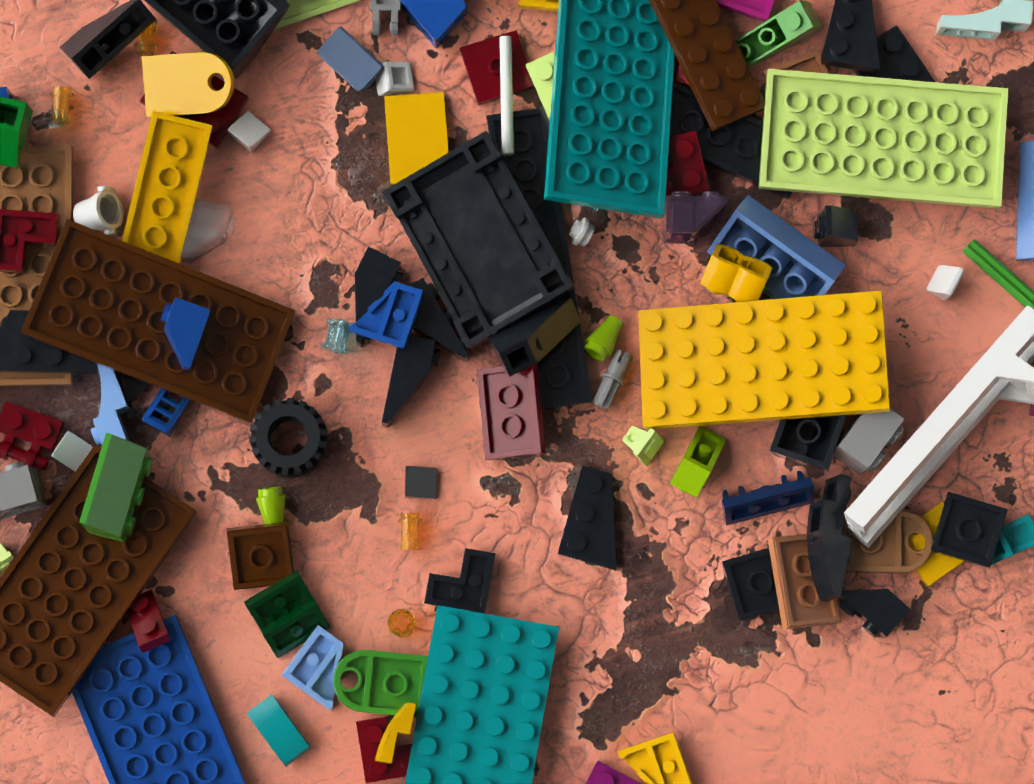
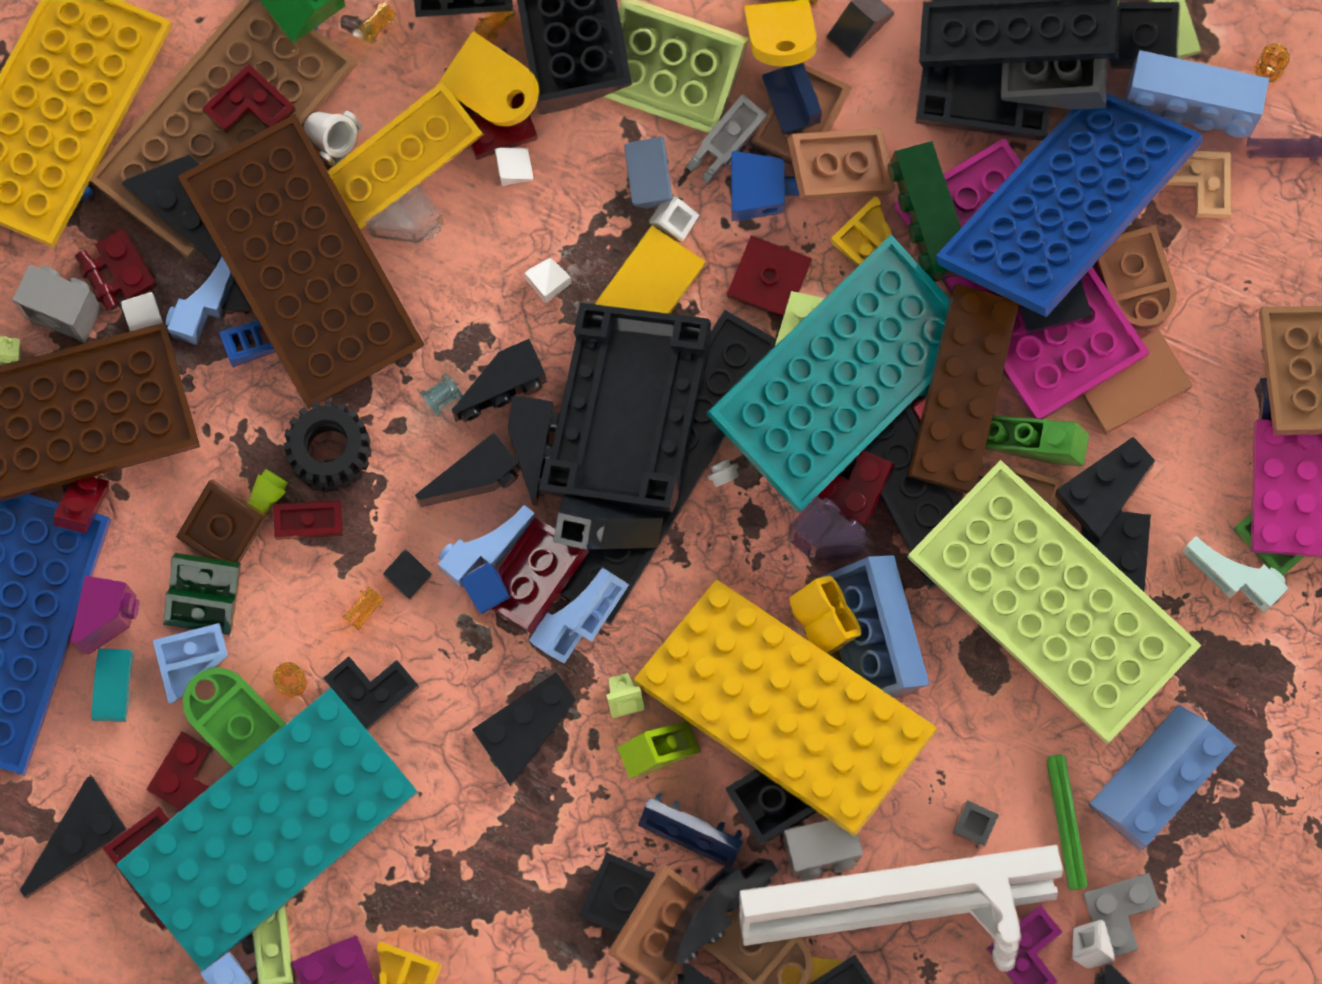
camera: 45 degrees right, 5 degrees down
(116, 488) = (145, 368): bright green slope -> none
(184, 328) = (315, 282): blue slope -> none
(231, 684) = (102, 613): none -> magenta slope
(318, 501) = (308, 520): none -> dark red plate
(342, 193) = (547, 279): none -> white slope
(392, 316) = (497, 411): blue wing -> none
(400, 724) = (213, 762): yellow slope -> none
(450, 441) = (466, 557): none -> light blue slope
(486, 447) = (485, 587): none -> blue slope
(506, 95) = (755, 305): white bar -> none
(573, 411) = (583, 617): none -> light blue slope
(603, 339) = (665, 579): lime cone -> none
(612, 379) = (644, 620): light grey axle -> none
(836, 227) = (948, 645): black slope -> none
(944, 281) = (1007, 771): white slope -> none
(956, 335) = (975, 824): none -> dark grey panel

